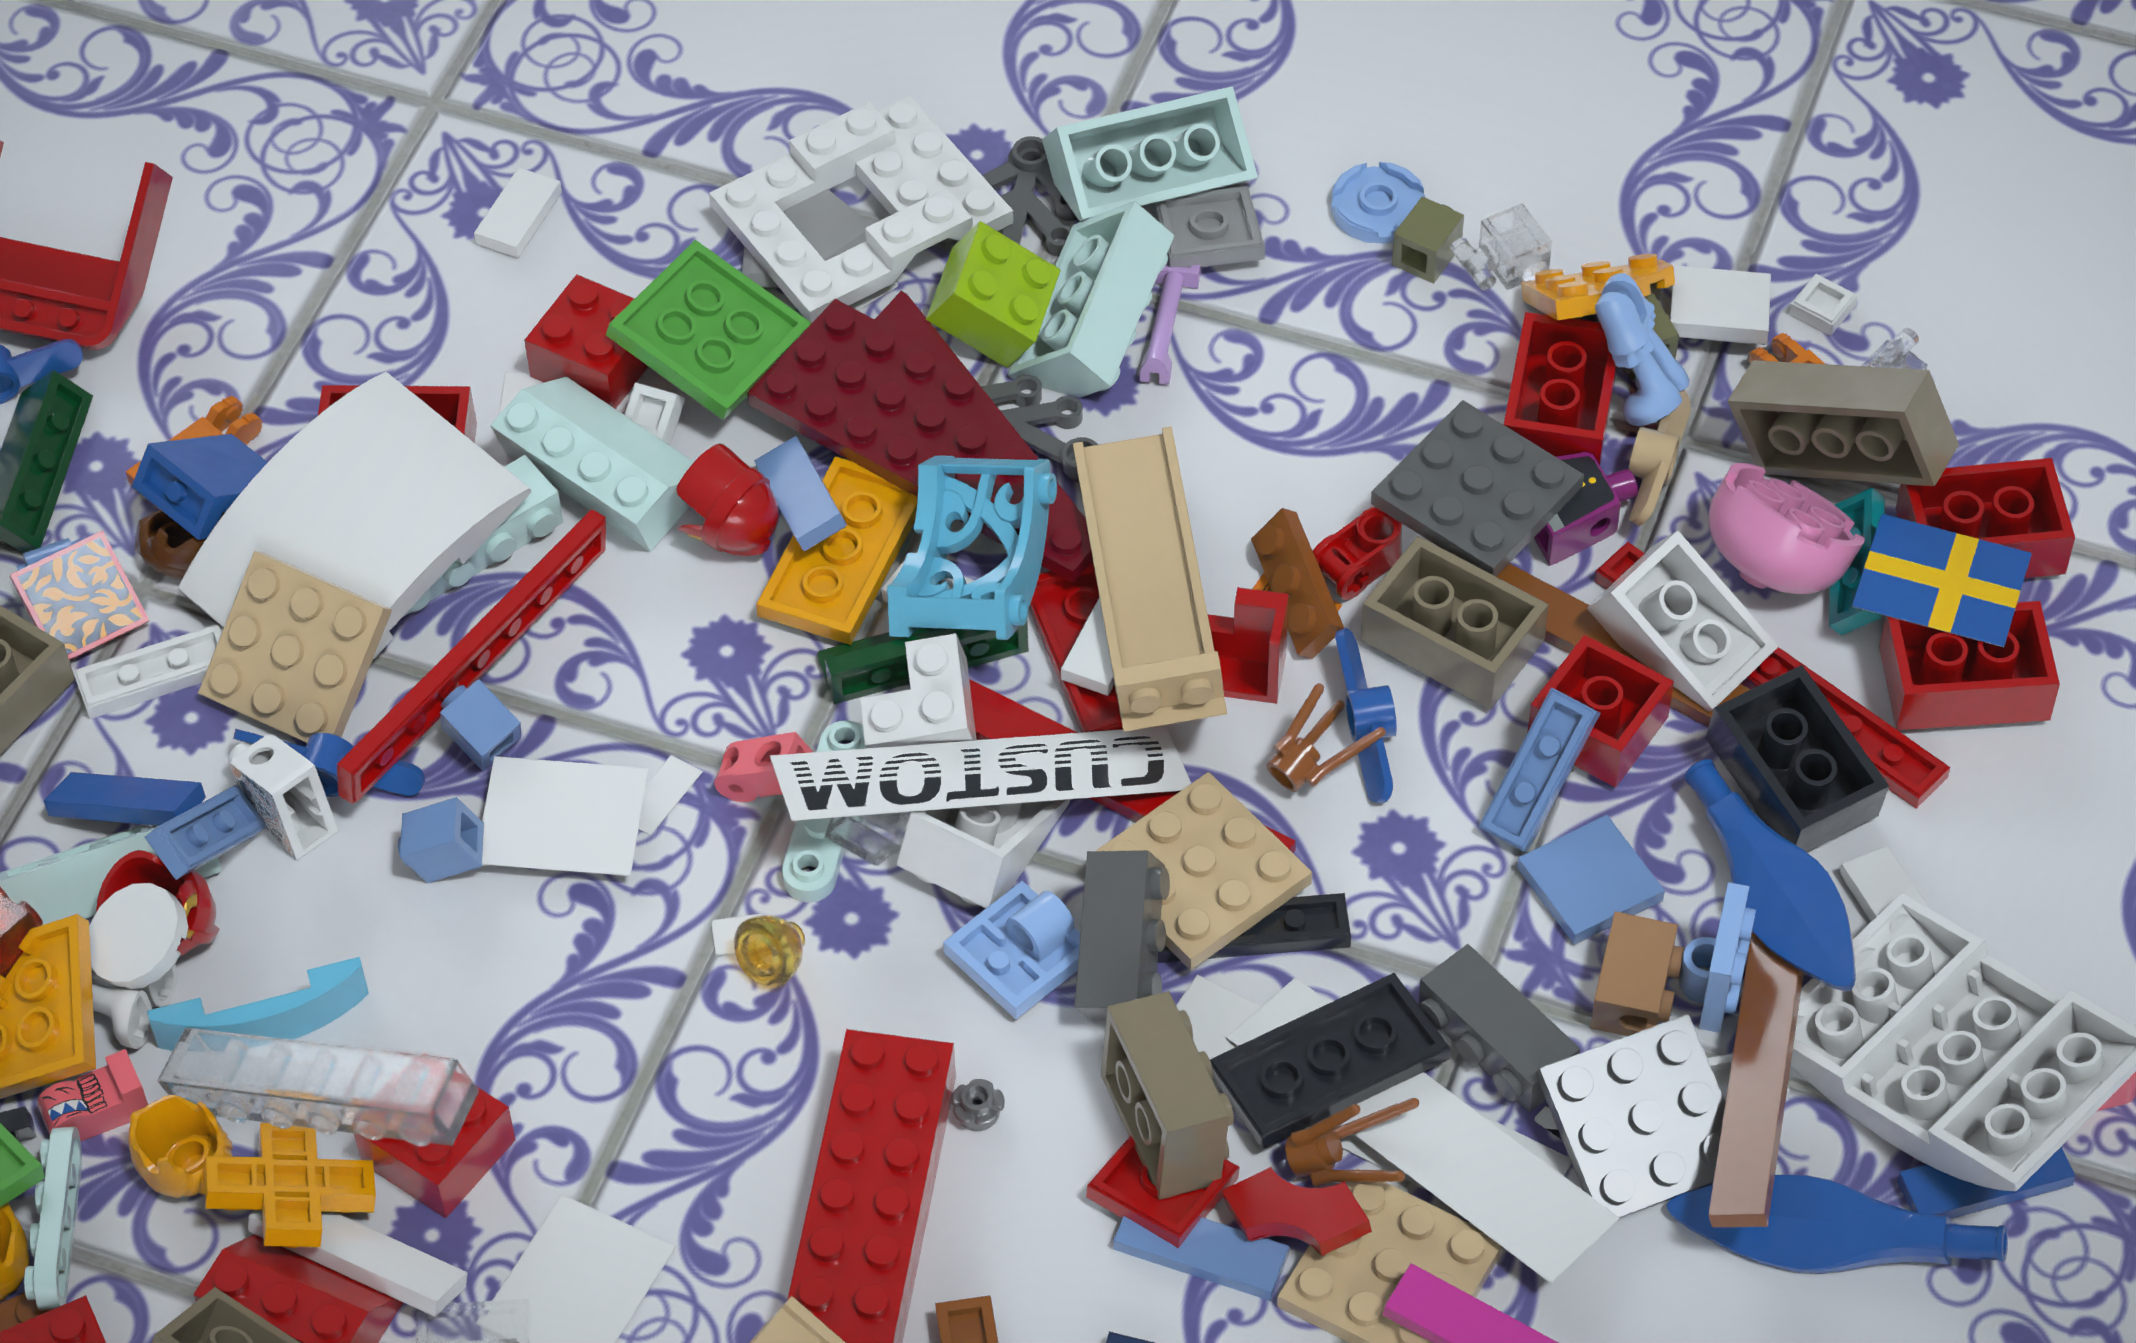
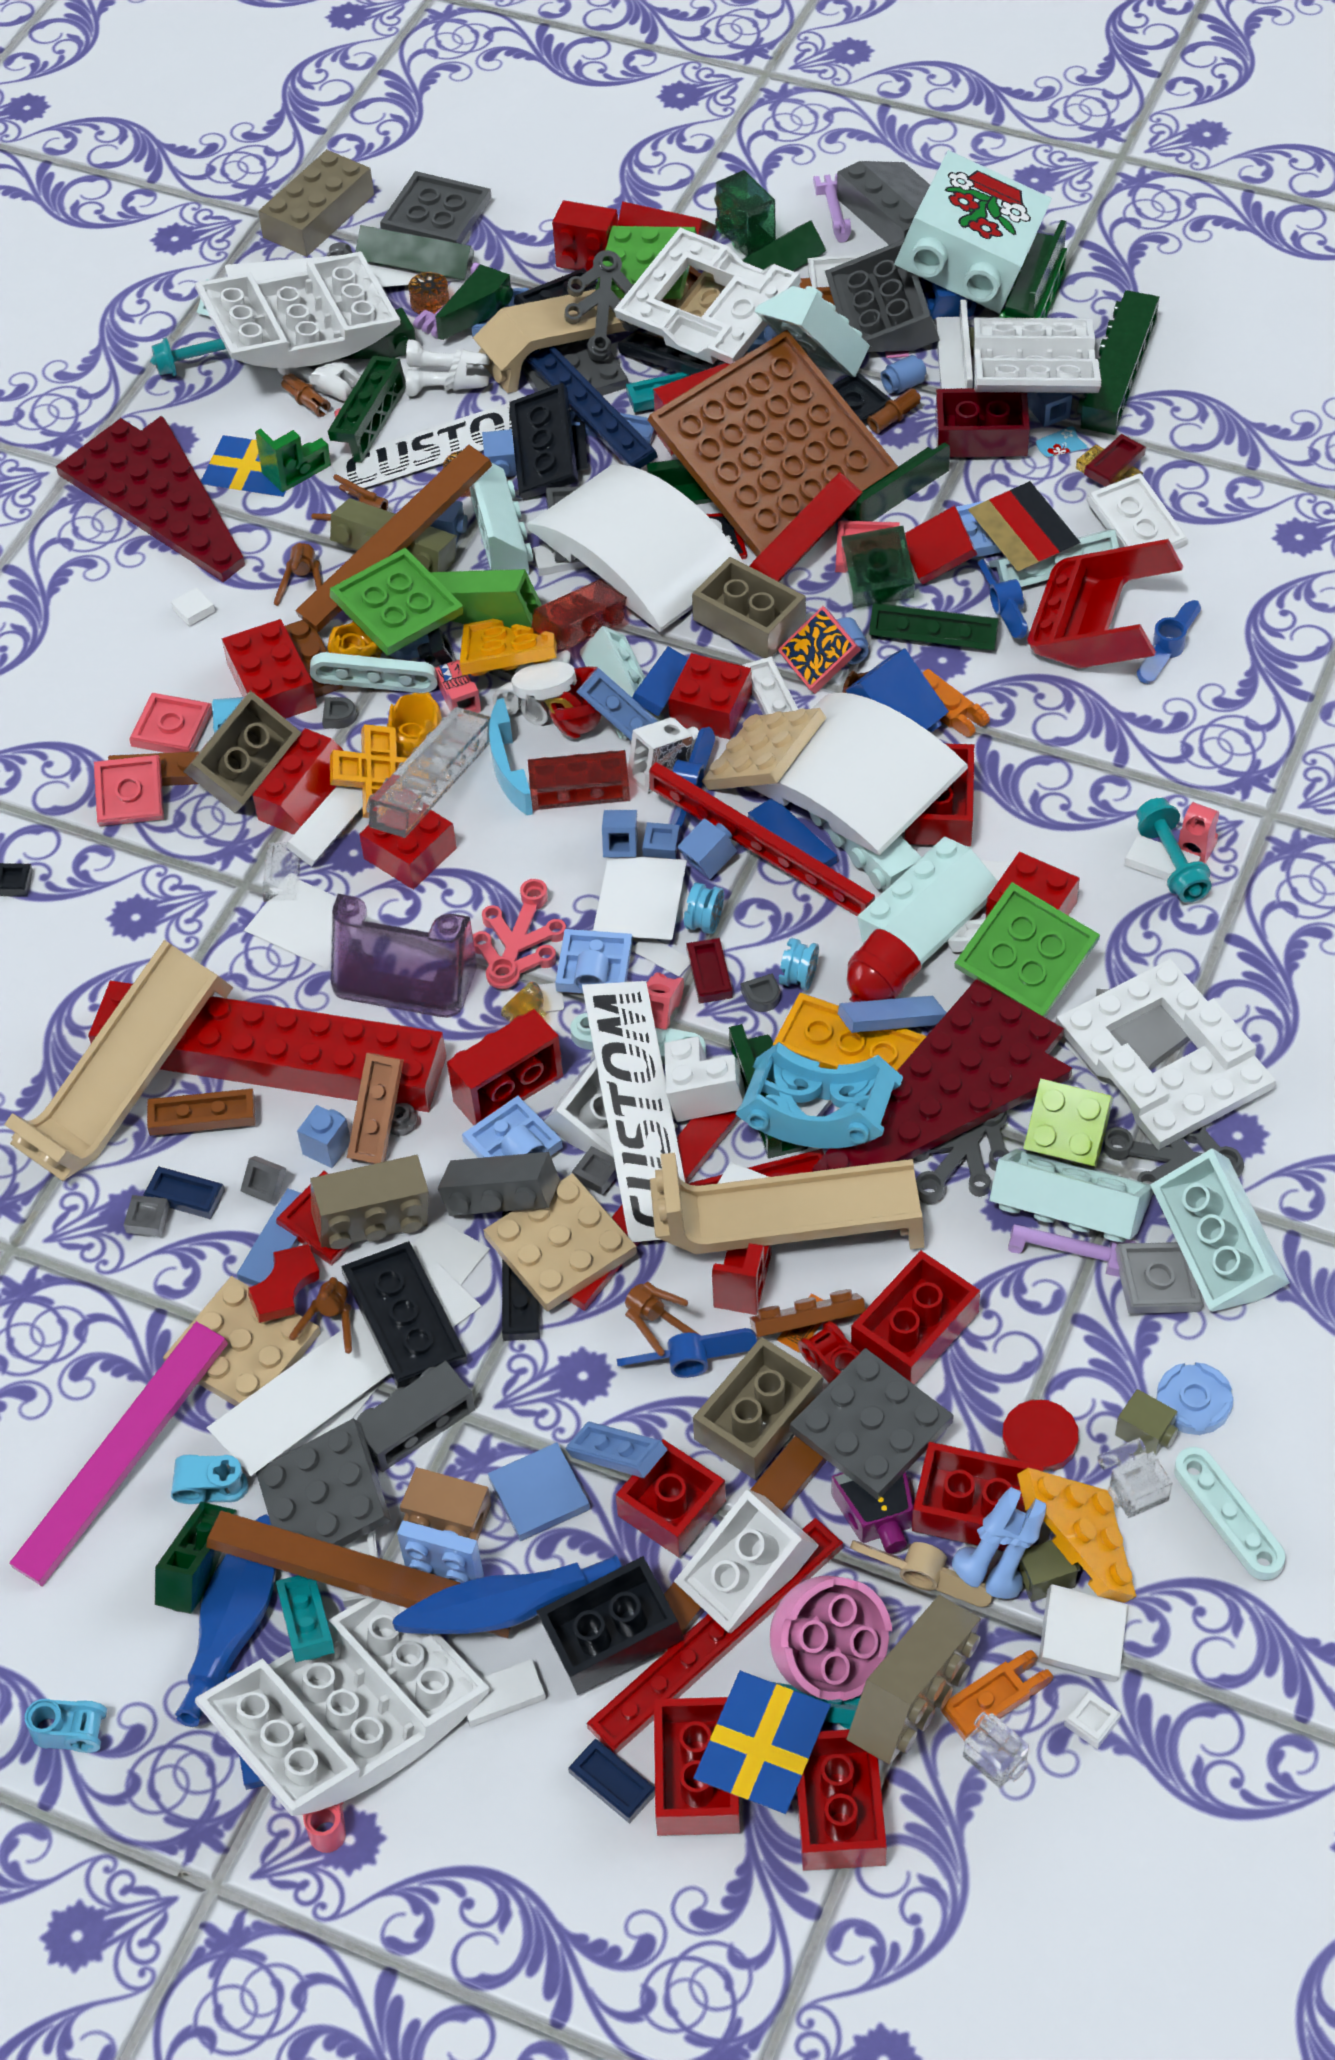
camera: 95 degrees right, 0 degrees up
(80, 184) = (1168, 647): none -> blue piece
(120, 1286) = (338, 713): none -> dark grey tile
(160, 730) = (711, 695): none -> red brick
(314, 903) = (578, 780): none -> clear red brick
(424, 645) = (785, 825): none -> blue tile
(448, 783) = (661, 840): none -> medium blue plate
(490, 154) = (1199, 829): none -> coral leg
(571, 171) = (1190, 879): none -> teal piece
(594, 727) = (704, 908): none -> medium azure wheel
(630, 980) = (518, 939): none -> coral plant
(686, 868) = (592, 959): none -> light blue plate
(695, 1163) = (401, 965): none -> clear purple windscreen
(696, 729) = (709, 970): none -> dark red tile
(705, 605) = (799, 964): none -> medium azure wheel
(741, 663) = (761, 993): none -> dark grey tile
(908, 947) = (505, 1065): none -> red brick
(988, 1108) = (375, 1108): none -> nougat plate
(1023, 1190) = (324, 1136): none -> medium blue brick
(1067, 839) = (596, 1170): none -> flat silver plate
(1104, 1270) = (263, 1179): none -> flat silver plate
(1302, 457) = (916, 1317): none -> red brick
(1448, 349) = (1040, 1434): none -> red tile
(1540, 168) = (1229, 1513): none -> light aqua plate
(1628, 1281) = (205, 1479): none -> medium azure piece
(1756, 1277) = (188, 1564): none -> dark green slope
(1845, 1108) = (304, 1618): none -> teal plate
(1986, 772) = (612, 1780): none -> dark blue tile

